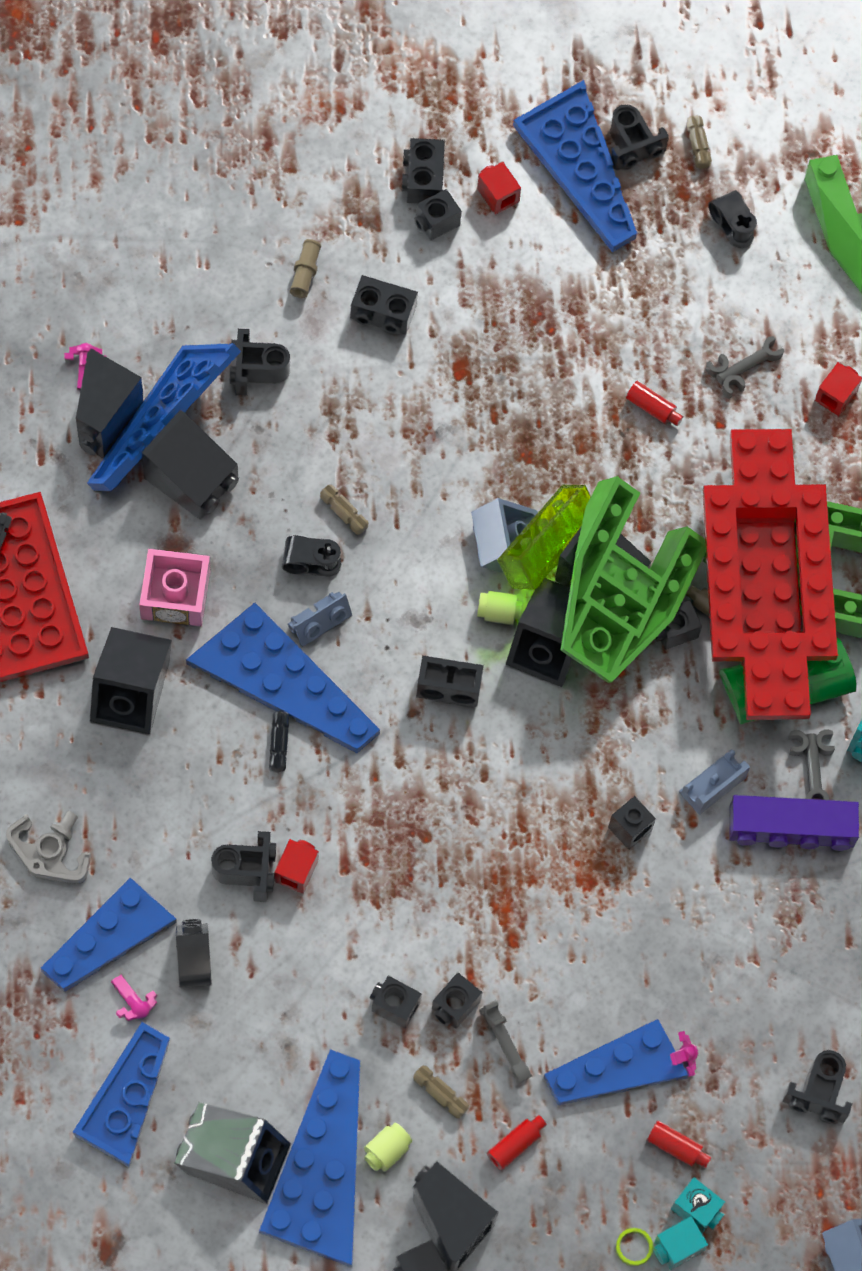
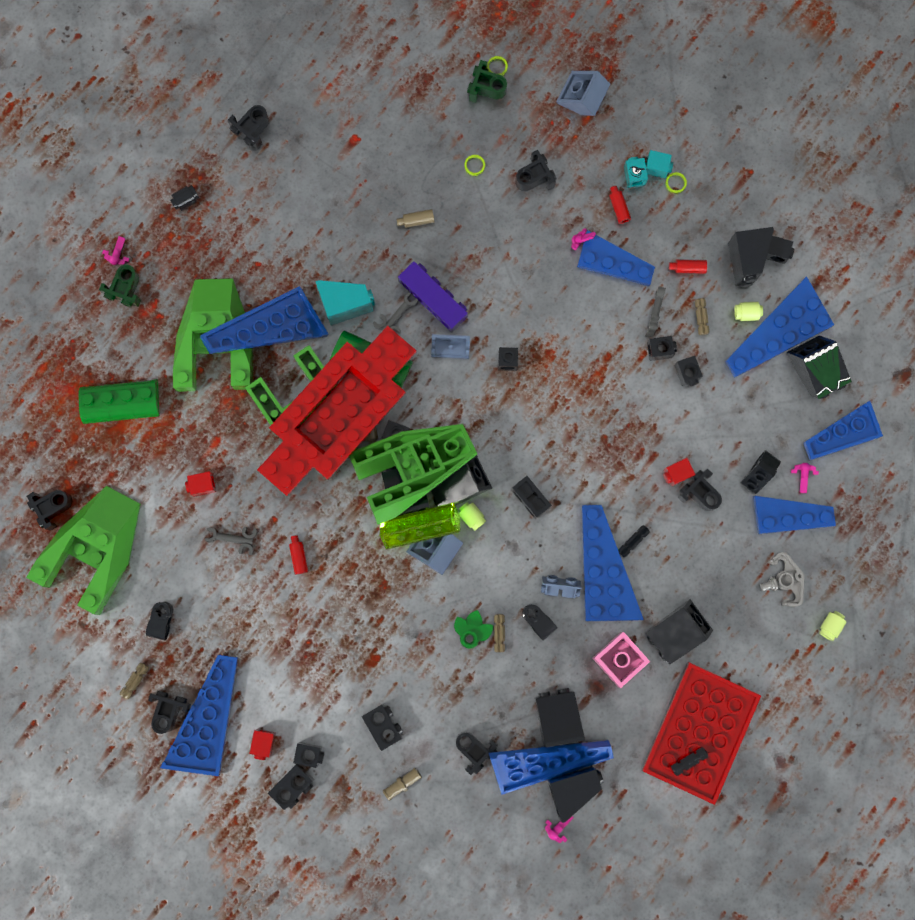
camera: 135 degrees left, 15 degrees up
(380, 492) = (472, 626): none -> green plate

